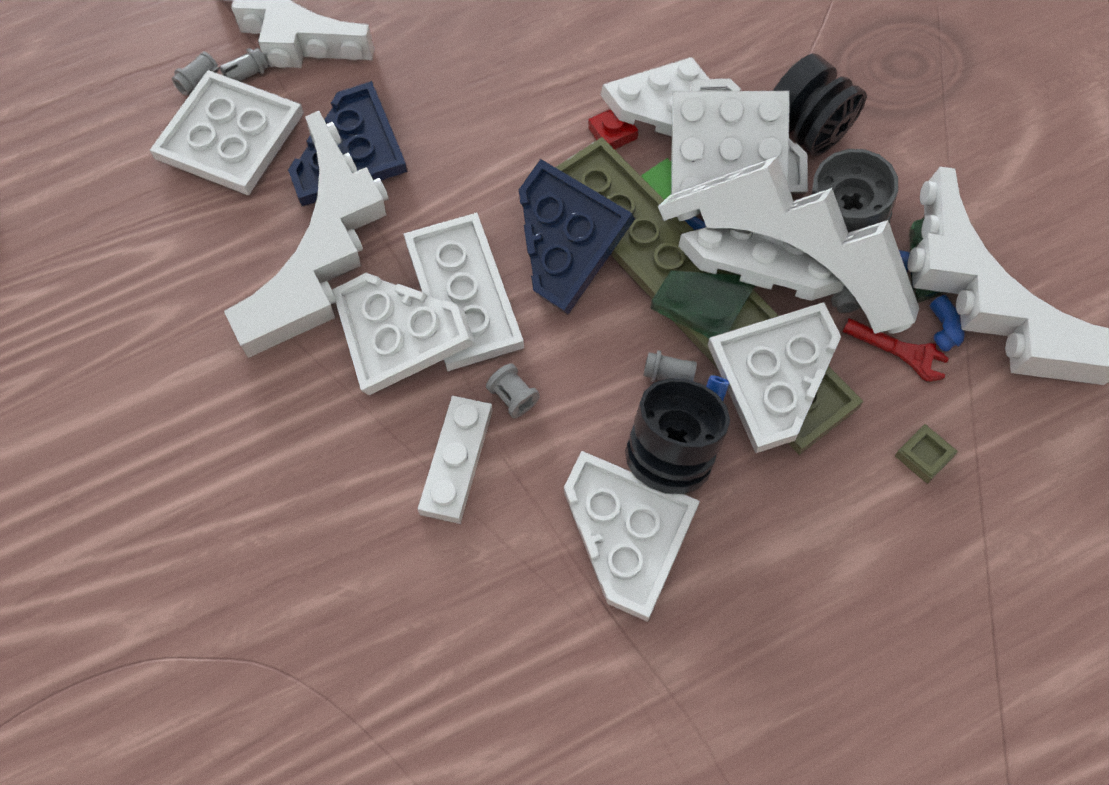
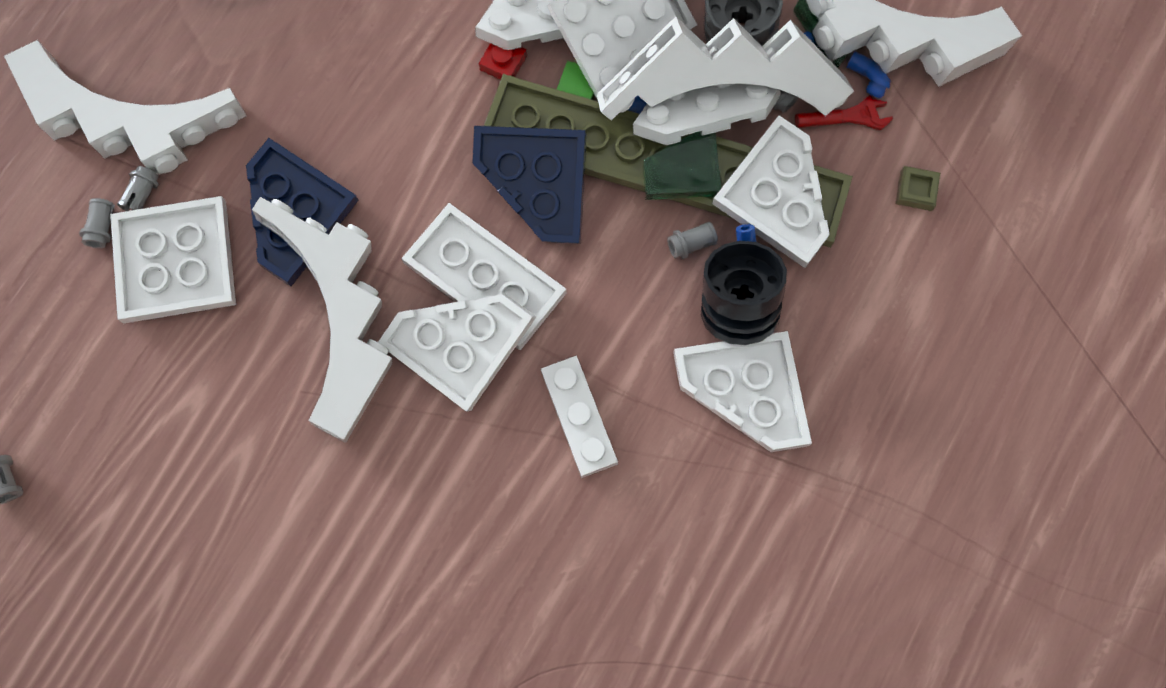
camera: 35 degrees left, 10 degrees up
(512, 390) = (585, 334): light grey bush -> none

